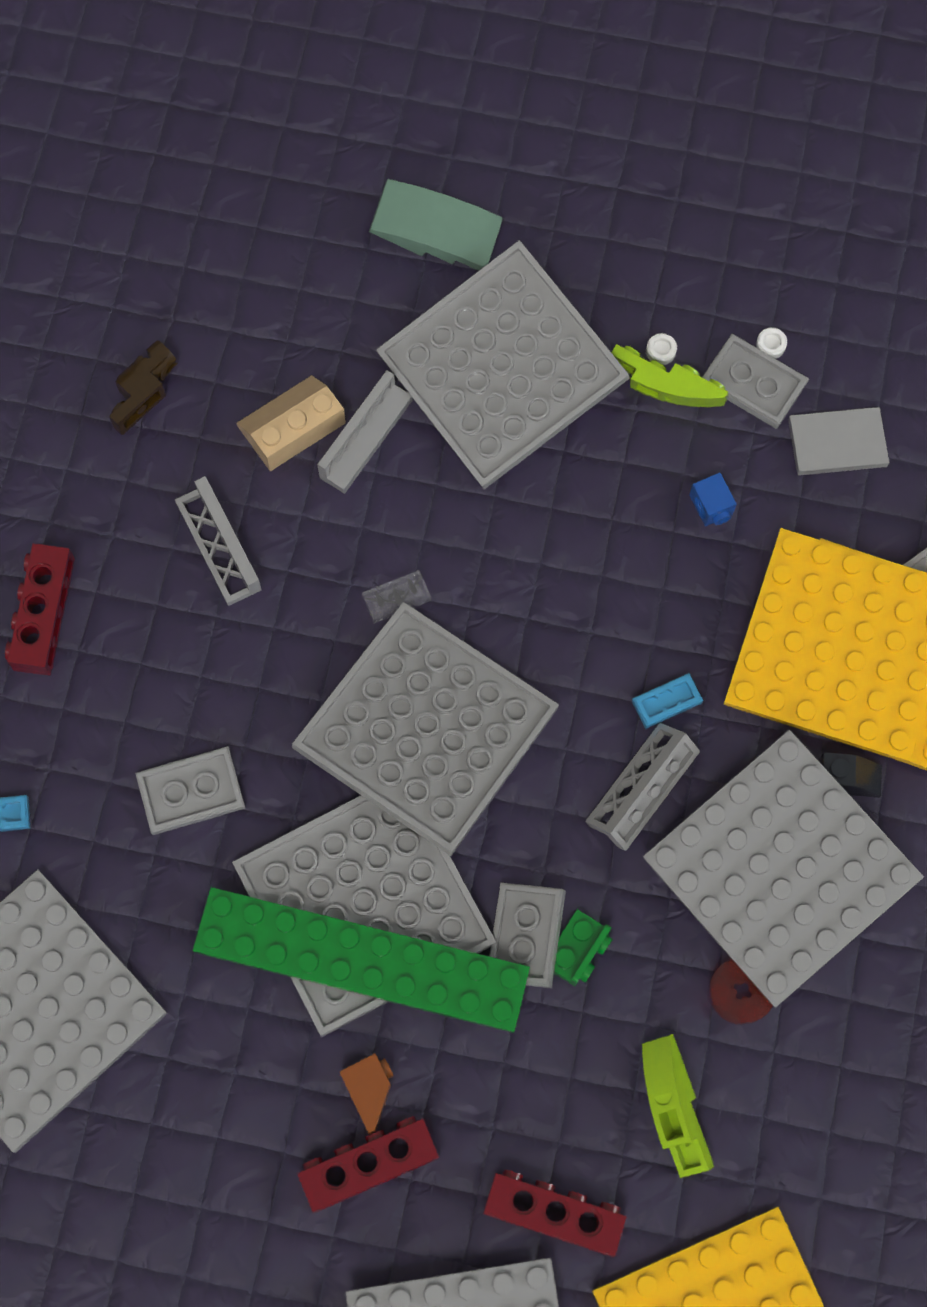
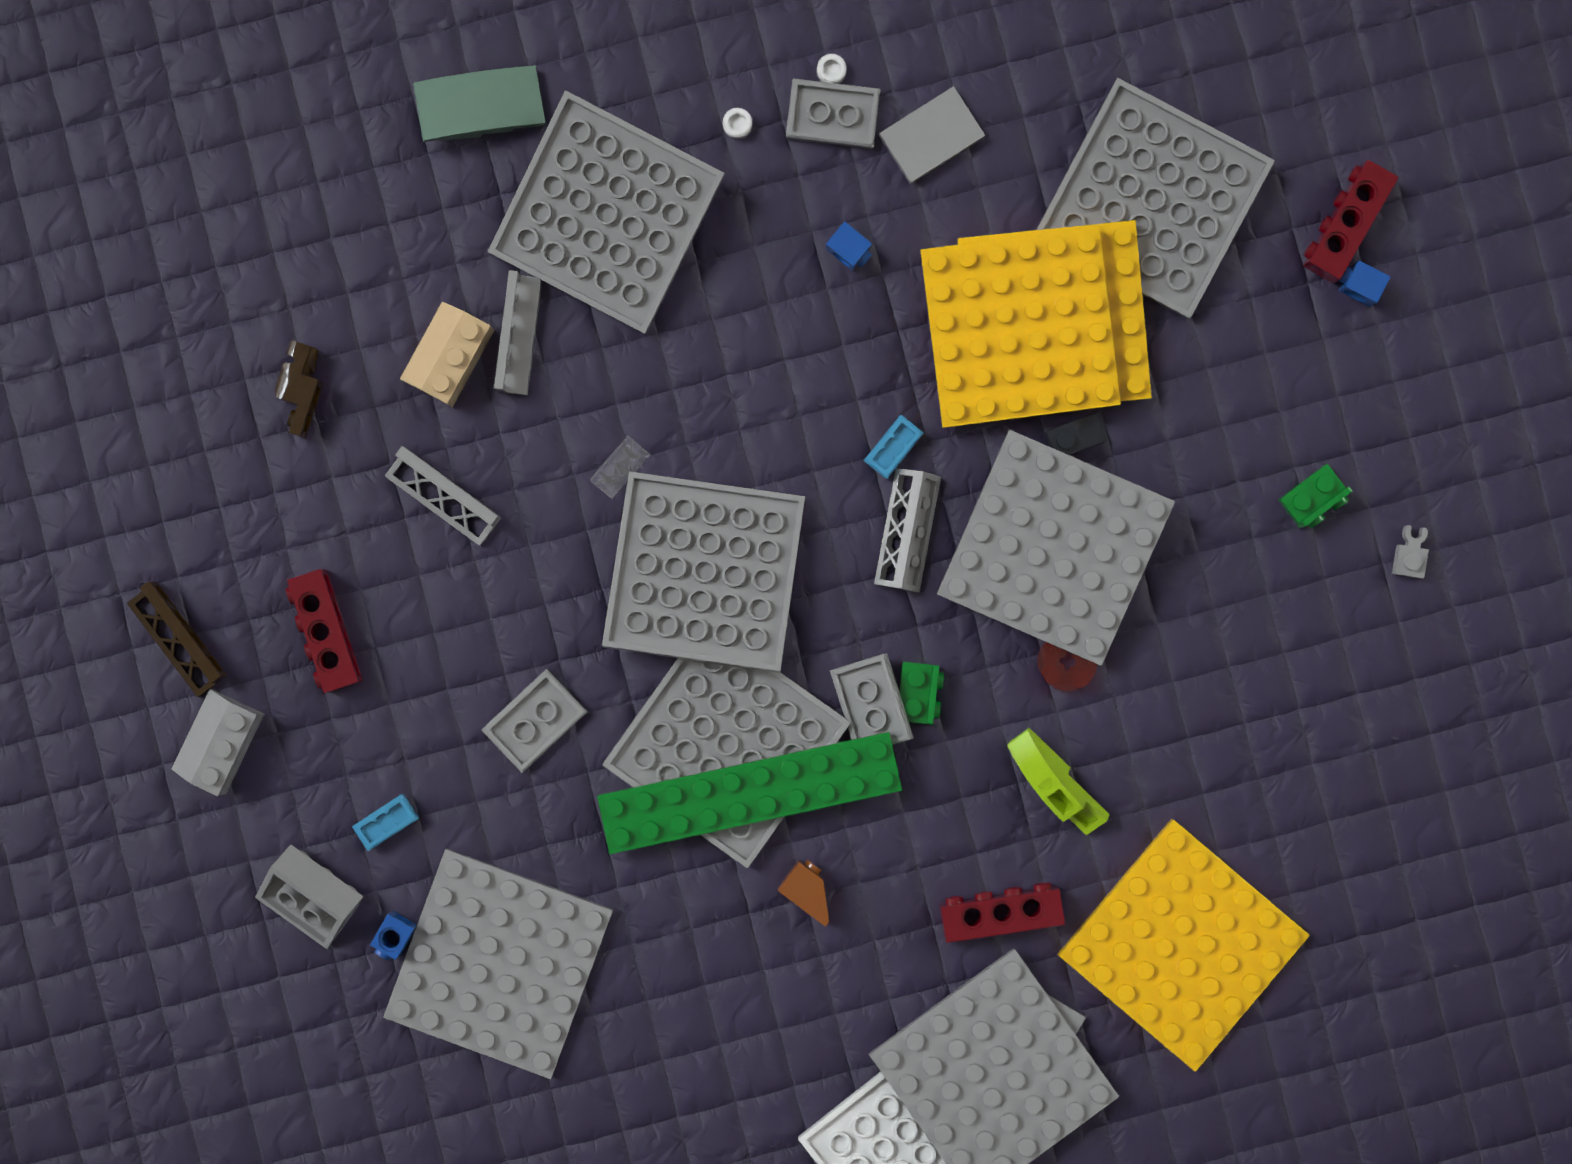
camera: 30 degrees left, 15 degrees up
(323, 1195) = (813, 989): dark red brick -> none
(678, 387) = (770, 153): lime slope -> none

